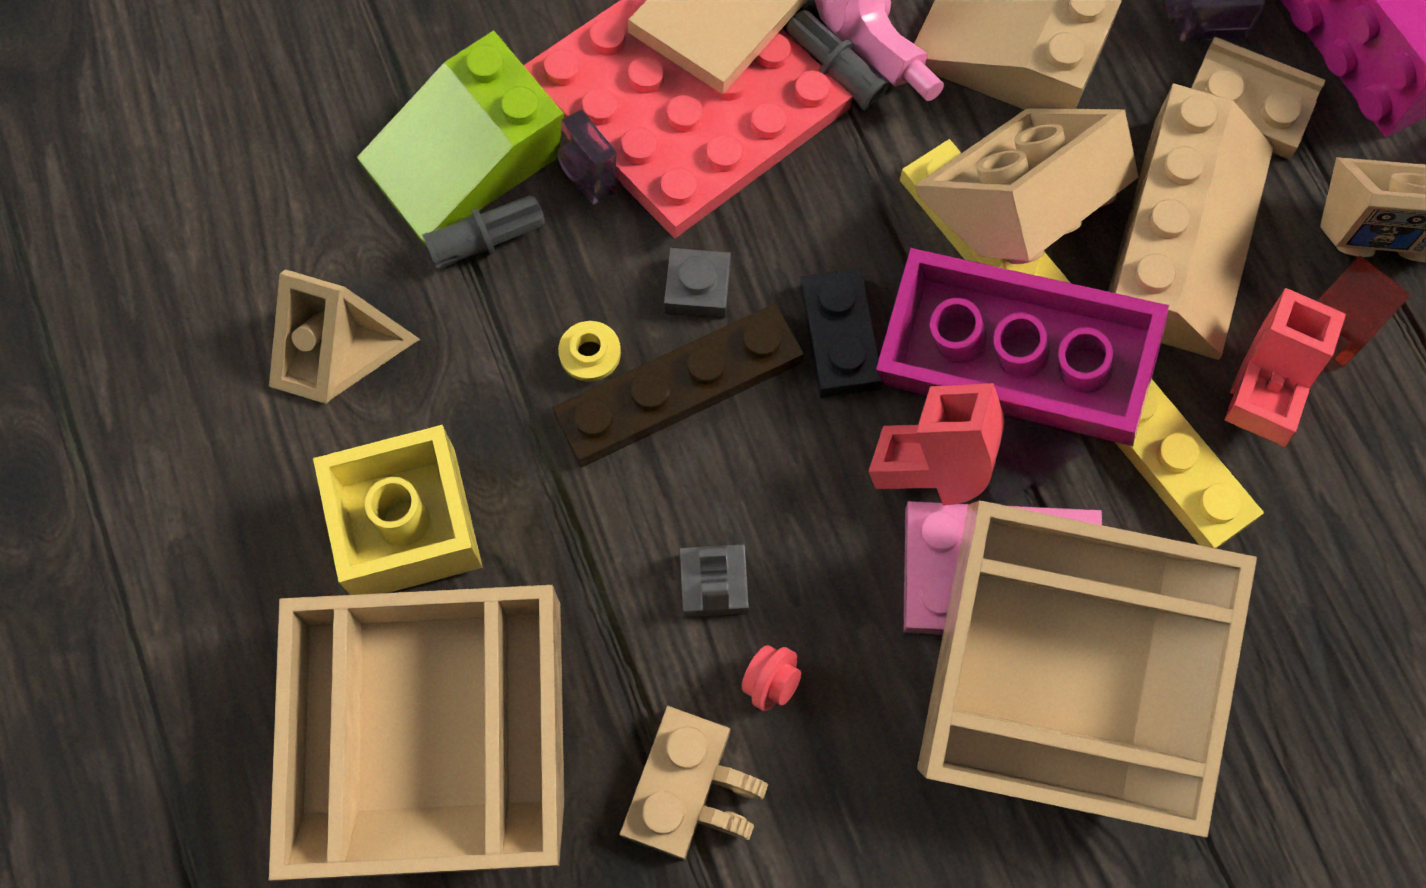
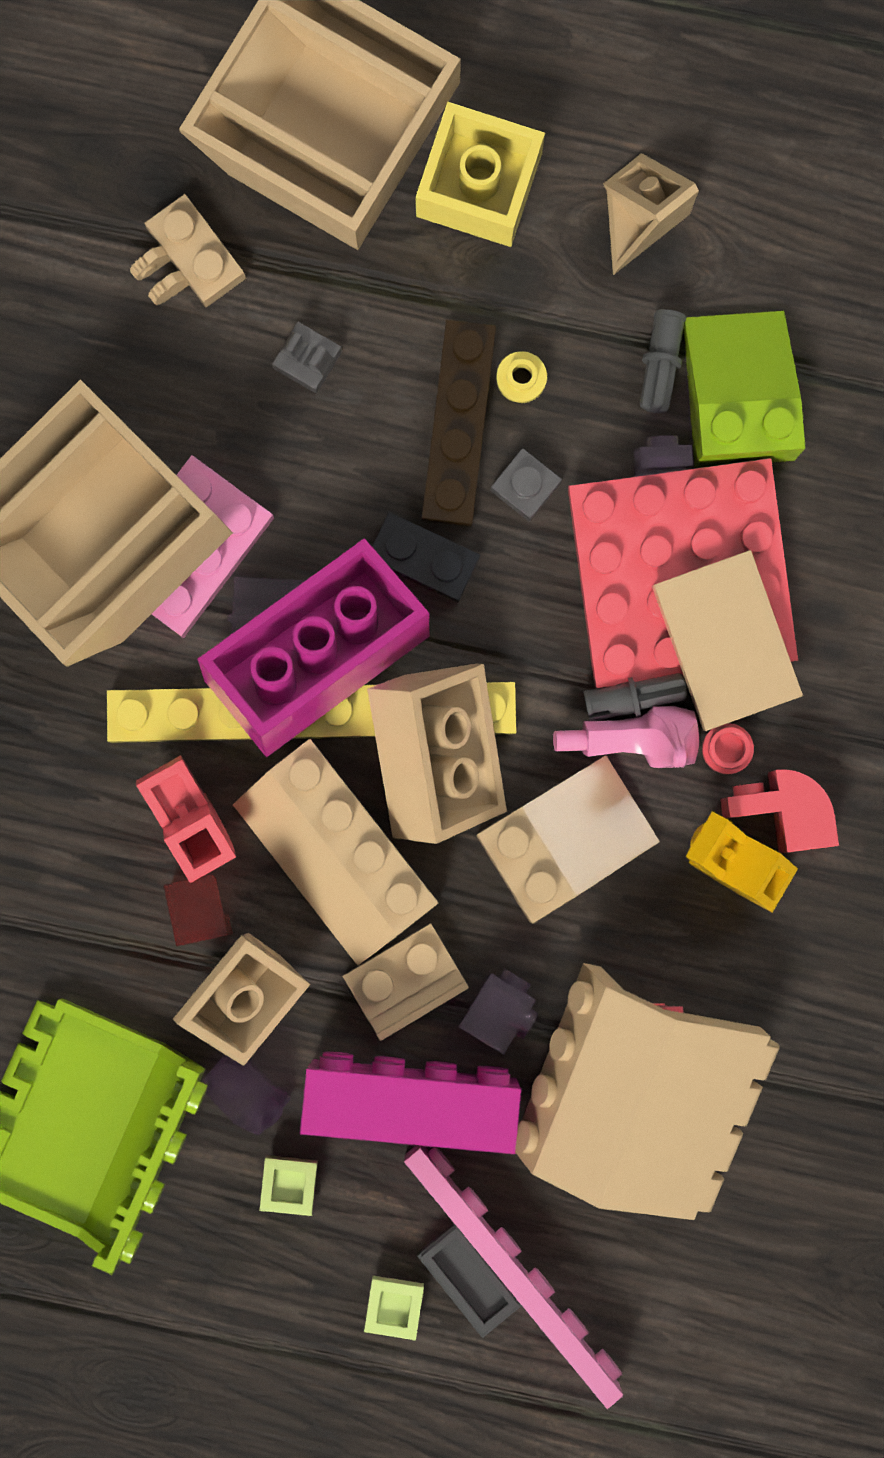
camera: 120 degrees right, 15 degrees up
(771, 677) = (217, 347): coral plate -> none
(949, 447) = (287, 549): coral brick -> none

